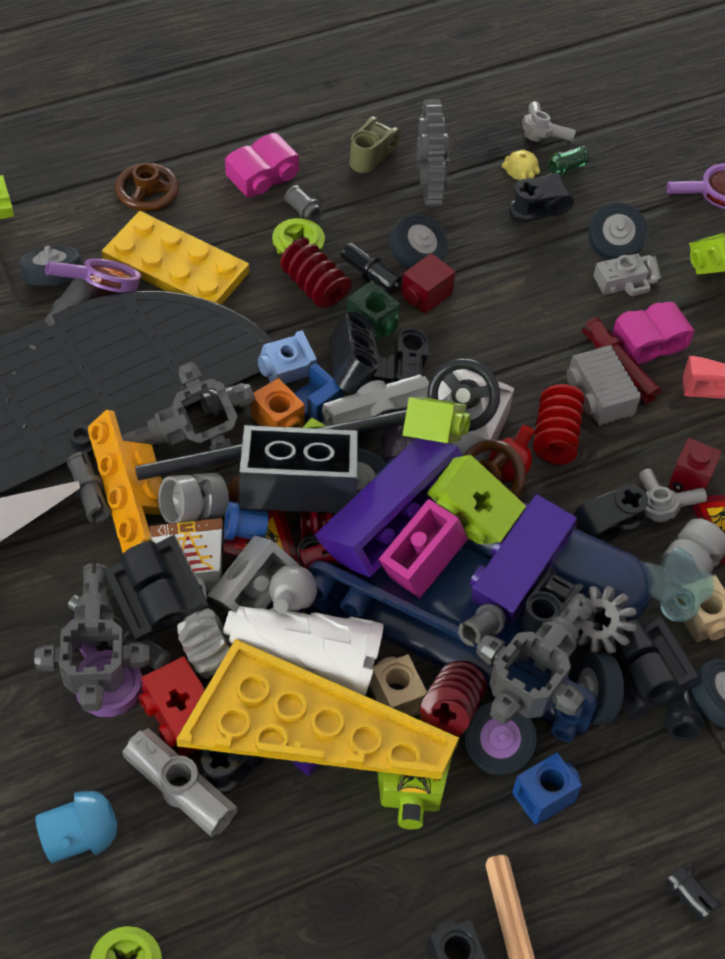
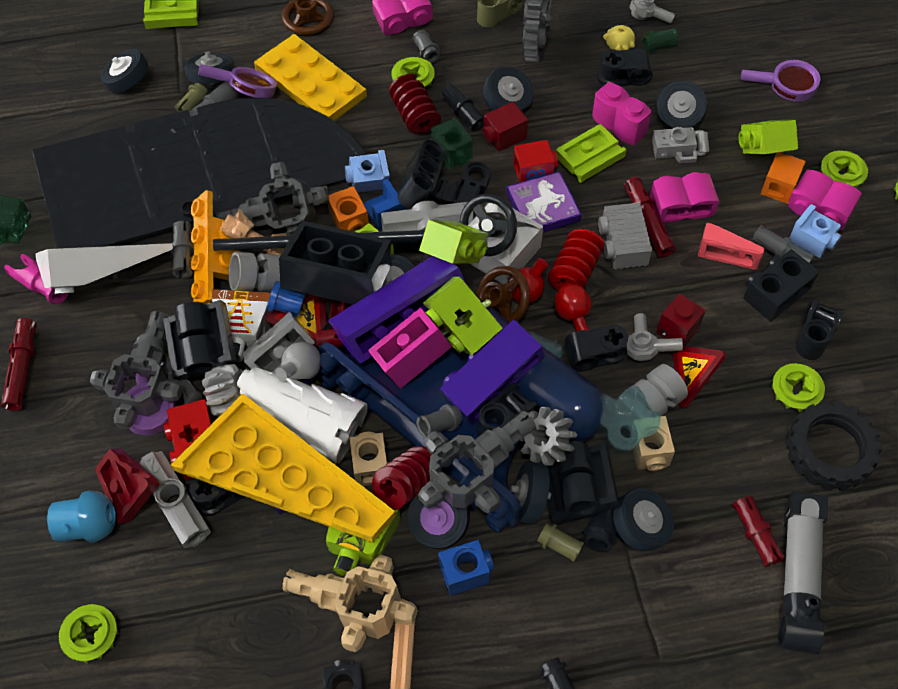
camera: 20 degrees right, 5 degrees up
(39, 306) = (192, 98): none -> olive pin
(116, 772) = (125, 483): none -> dark red wing
(161, 447) = (240, 227): none -> light nougat piece
(414, 850) = (338, 595): none -> tan piece
(474, 319) = (534, 160): none -> red brick
(504, 357) = (545, 201): none -> tile
(532, 299) = (590, 153): none -> lime plate
(554, 249) = (621, 113): none -> dark pink brick
(571, 471) = (572, 304): none -> red piece
(641, 738) = (560, 542): none -> olive pin

